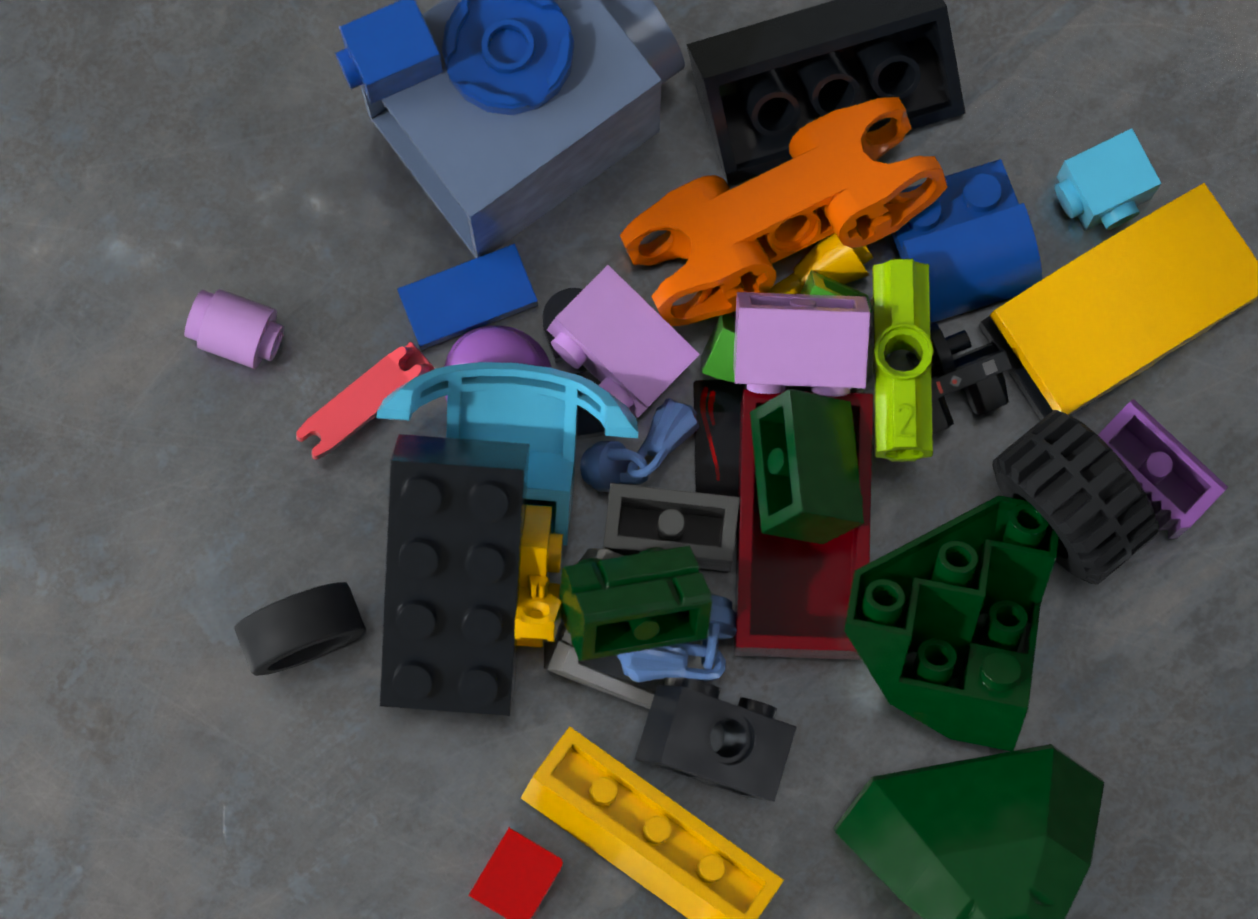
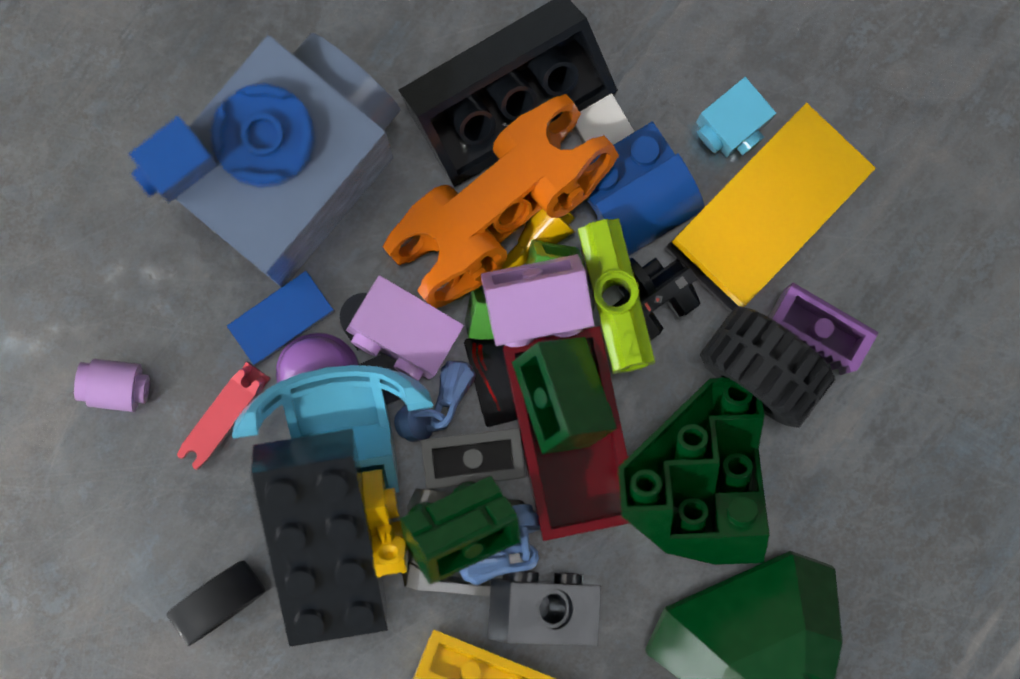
camera: 20 degrees left, 5 degrees up
(939, 139) = (602, 119): none -> white tile

